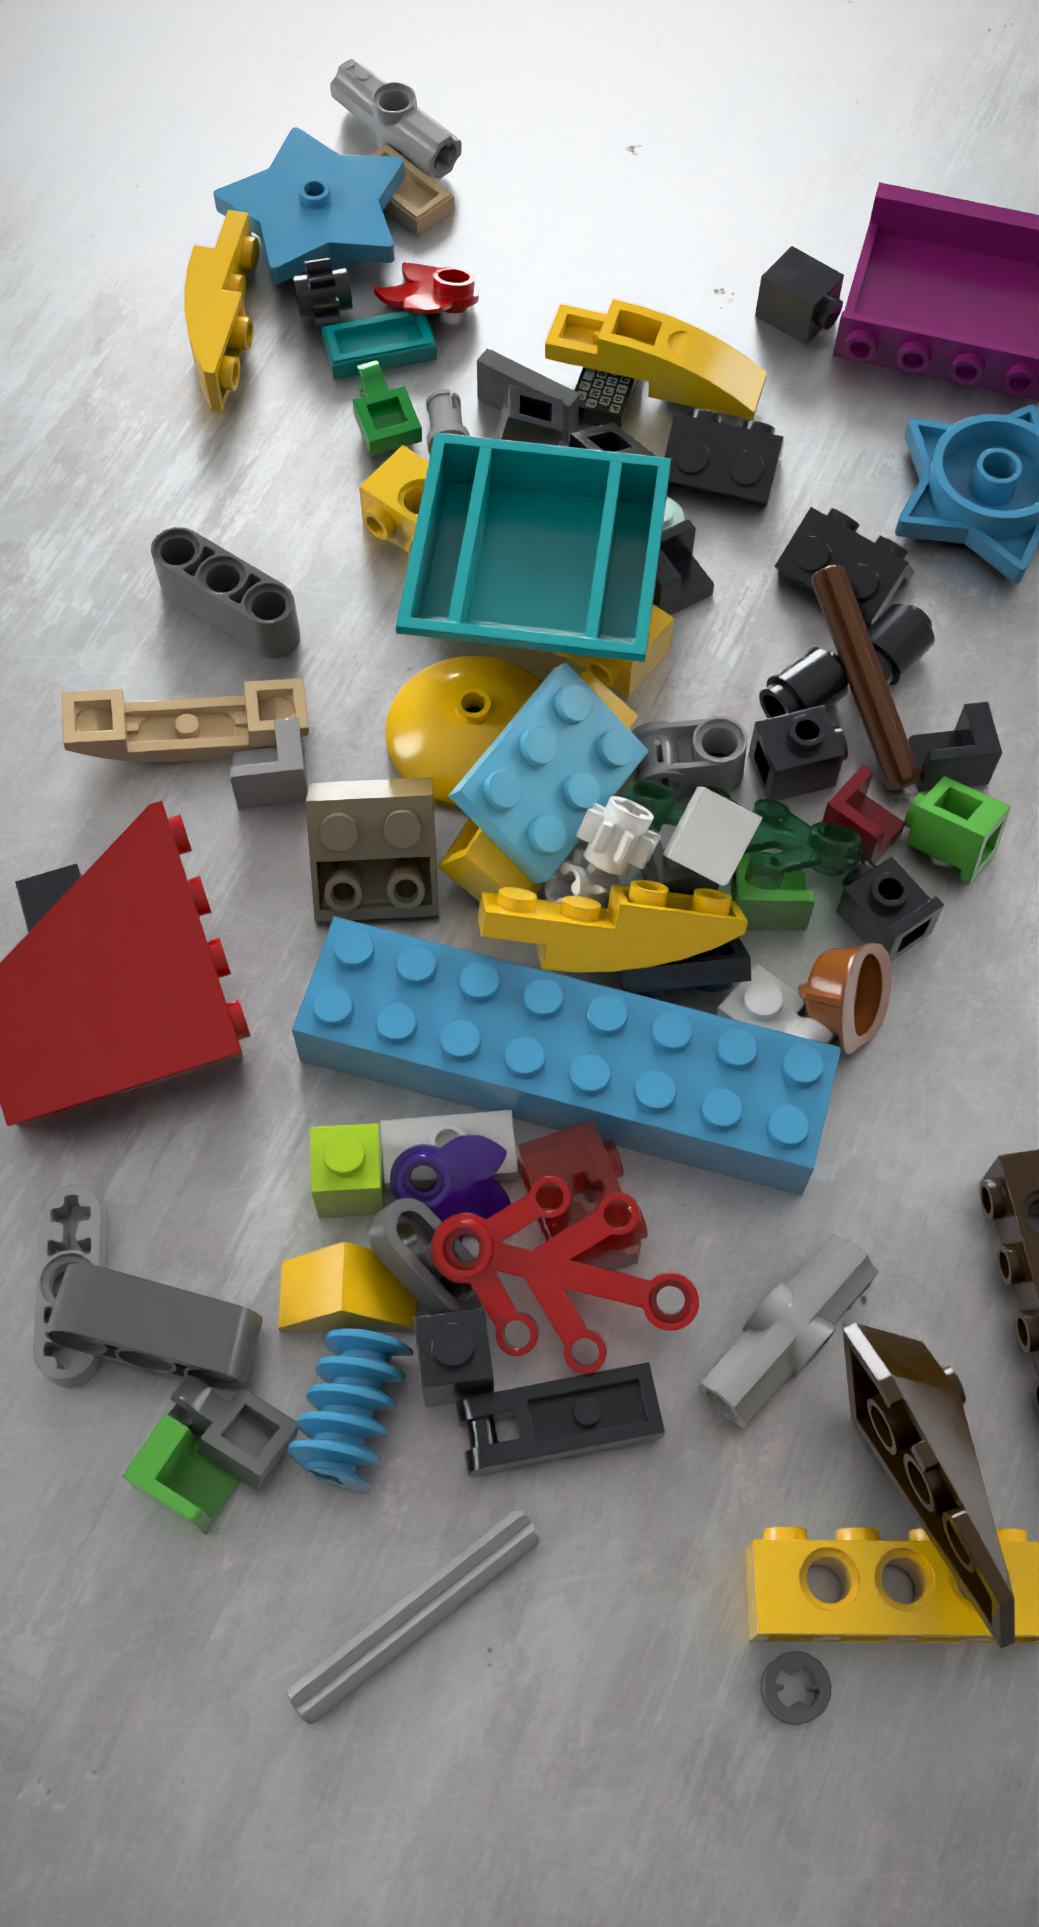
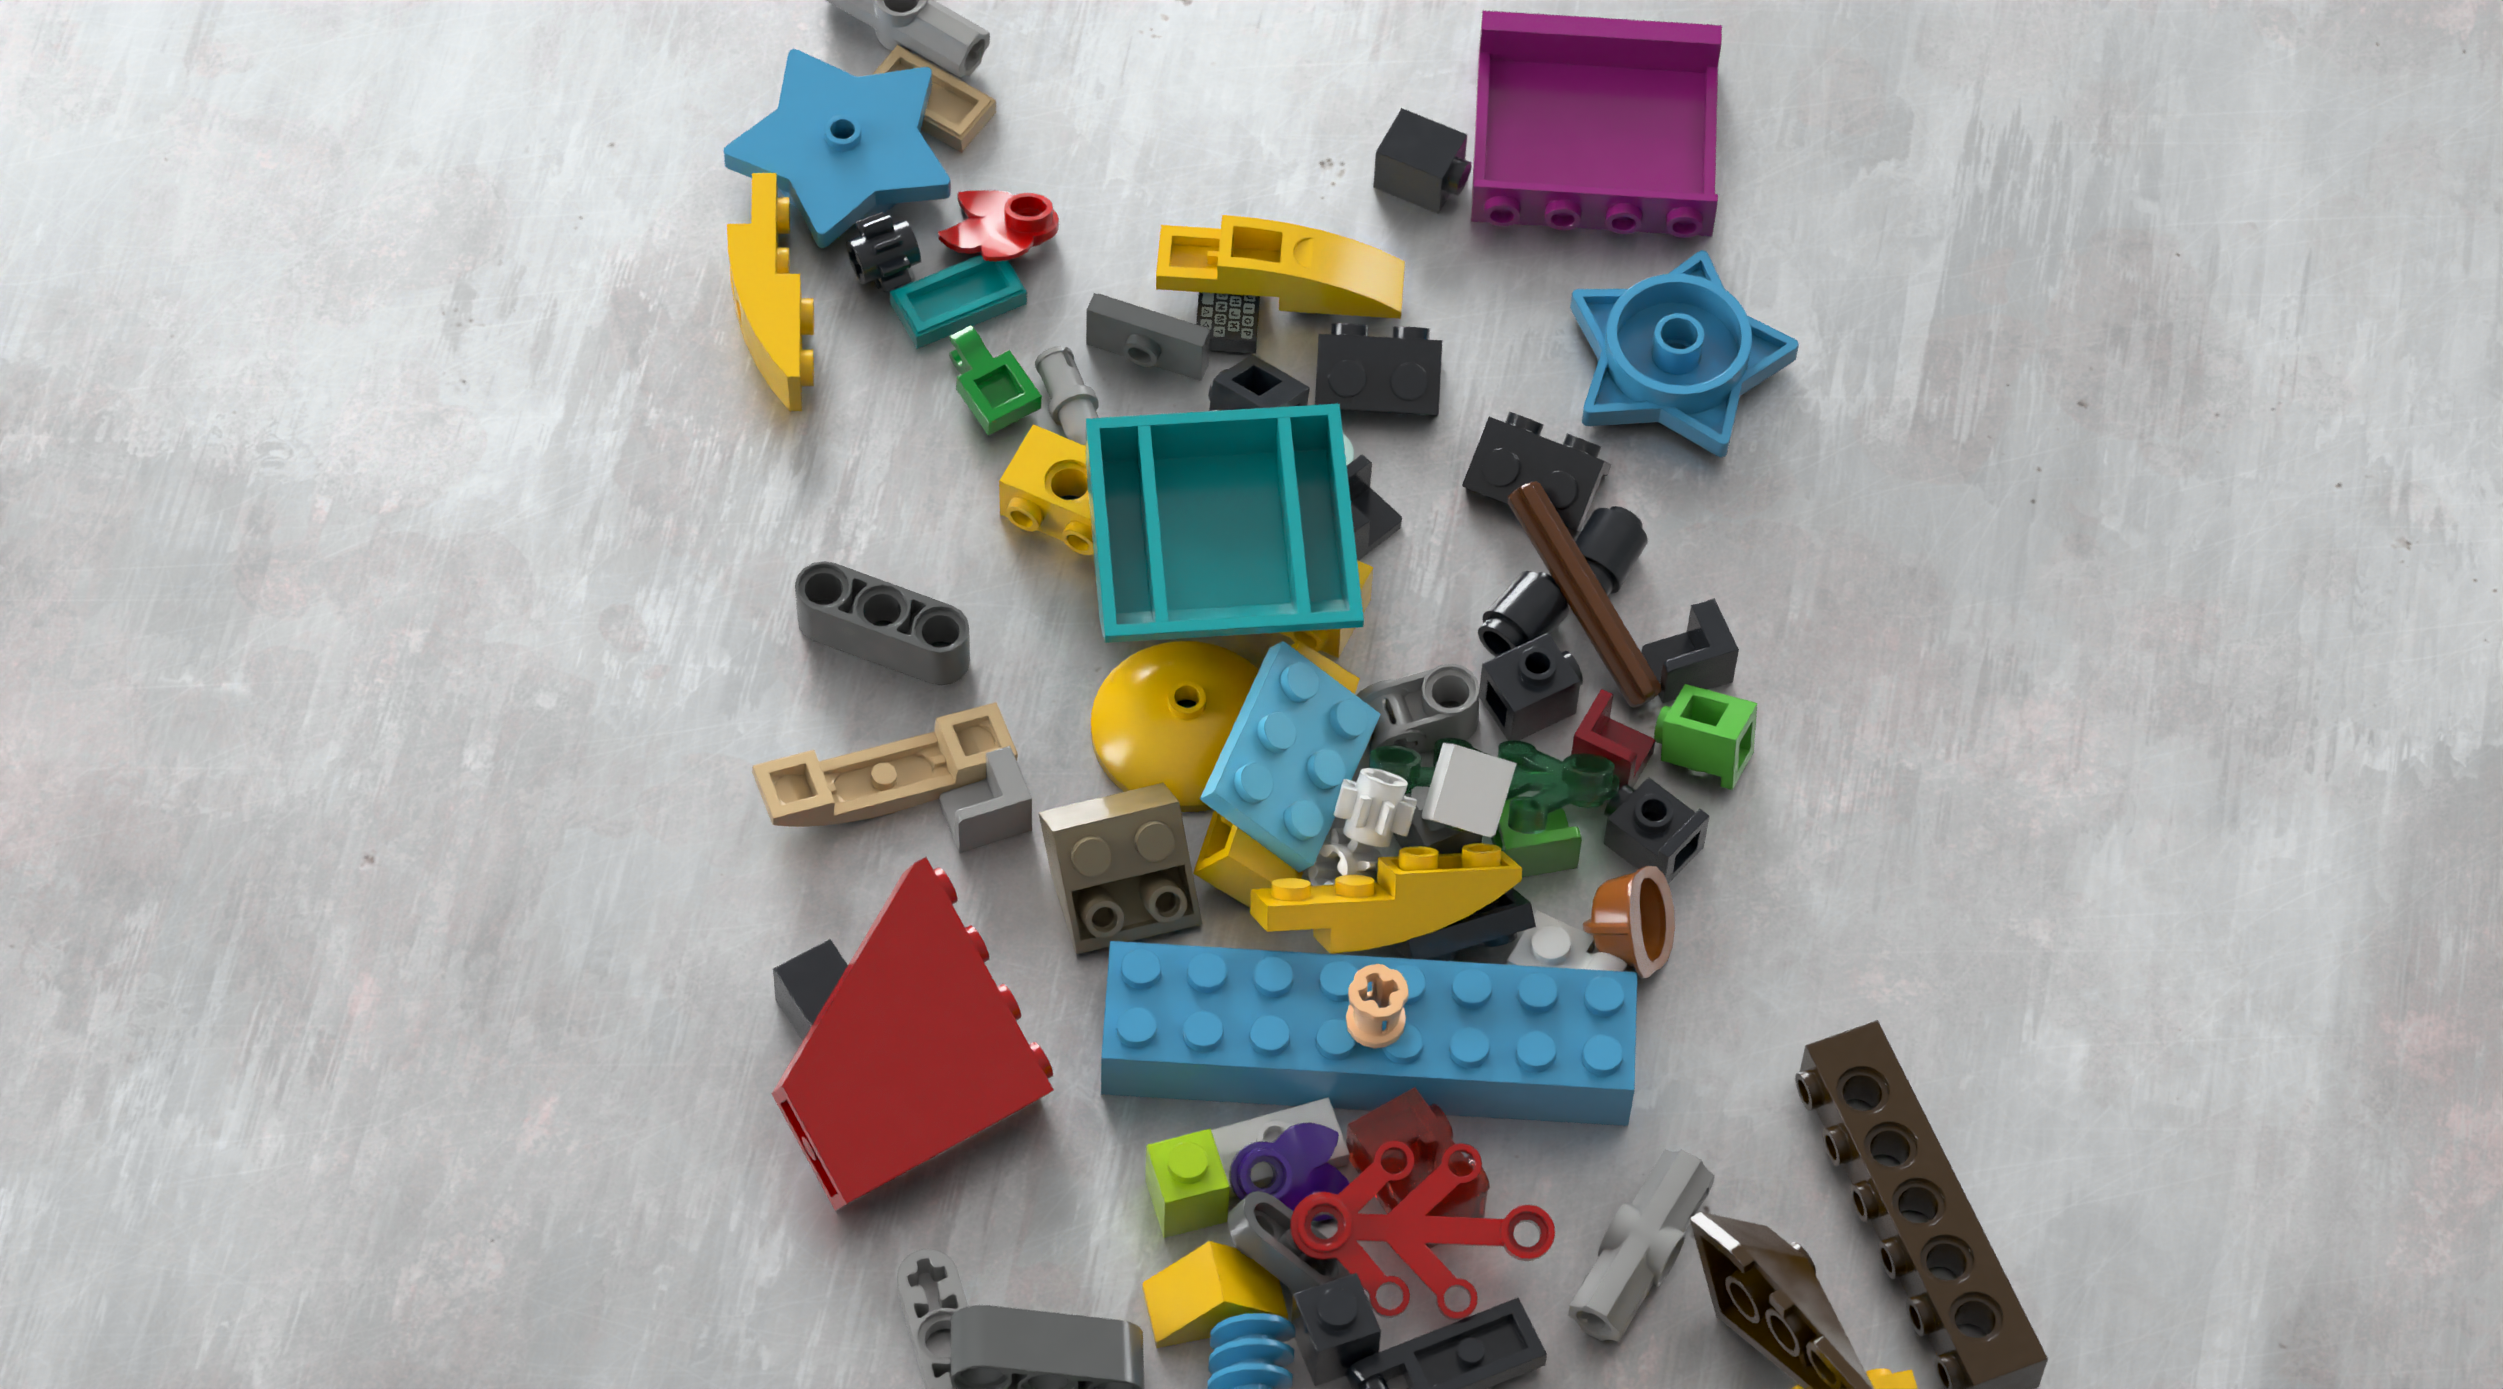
camera: 15 degrees left, 5 degrees down
(530, 418) = (1162, 378): black brick -> none
(585, 1025) = (1381, 1004): none -> light nougat bush

